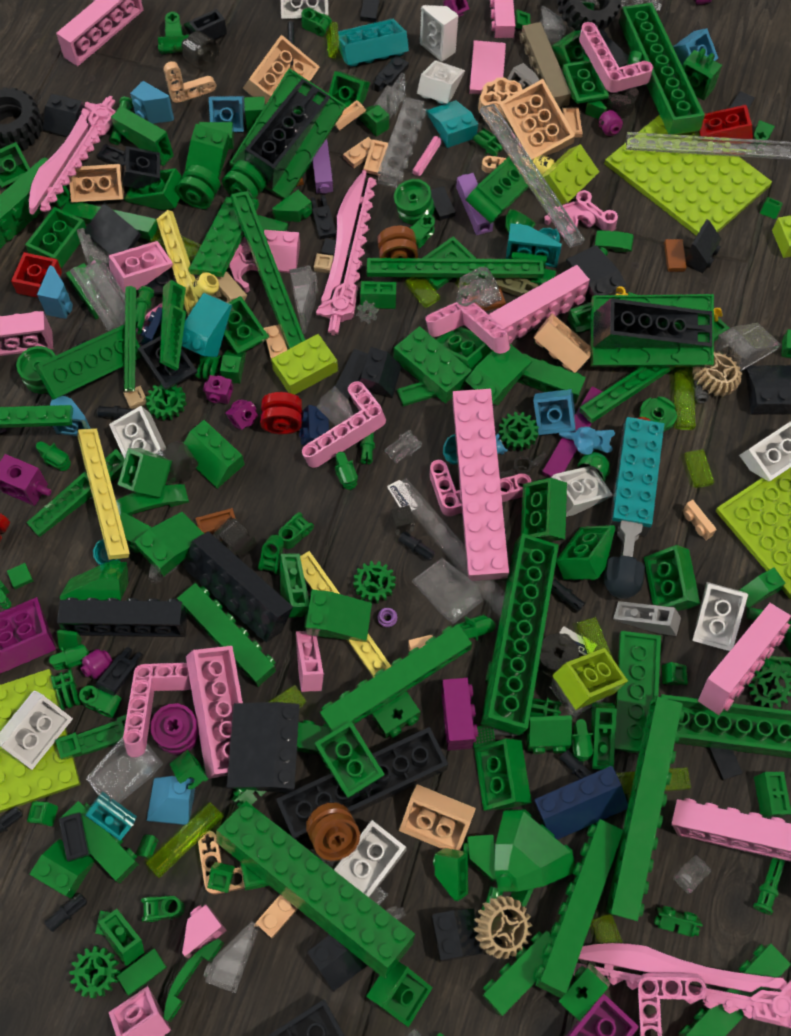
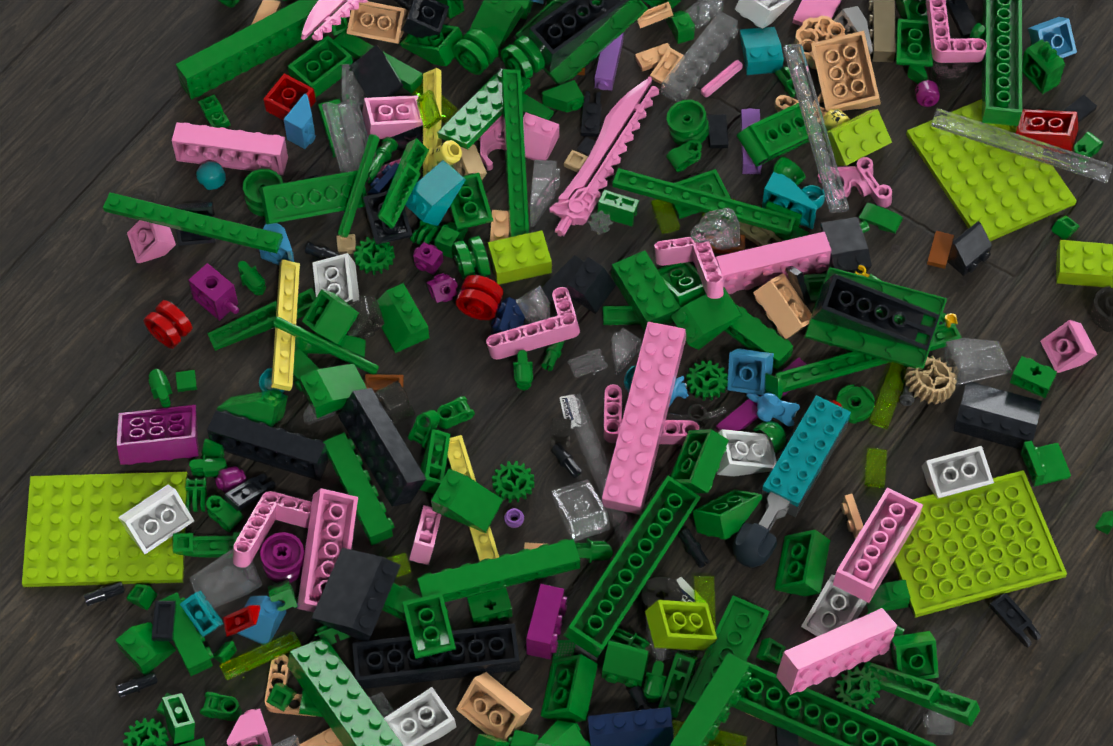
camera: 20 degrees right, 5 degrees down
(146, 501) = (325, 345): none -> green axle
(154, 809) = (241, 619): none -> red slope
(173, 250) = (428, 109): none -> clear neon green tile
(260, 378) = (471, 258): none -> green wheel
(333, 831) = (392, 684): dark orange wheel -> none
(397, 243) = (654, 161): dark orange wheel -> none
(430, 423) = (624, 348): none -> clear slope
(569, 318) = (797, 281): none -> black tile
(573, 118) = (888, 81): light nougat tile -> none
(584, 418) = (774, 385): none -> green slope
(649, 617) = (765, 591): light grey slope -> none
(741, 543) = (877, 545): none -> bright pink brick

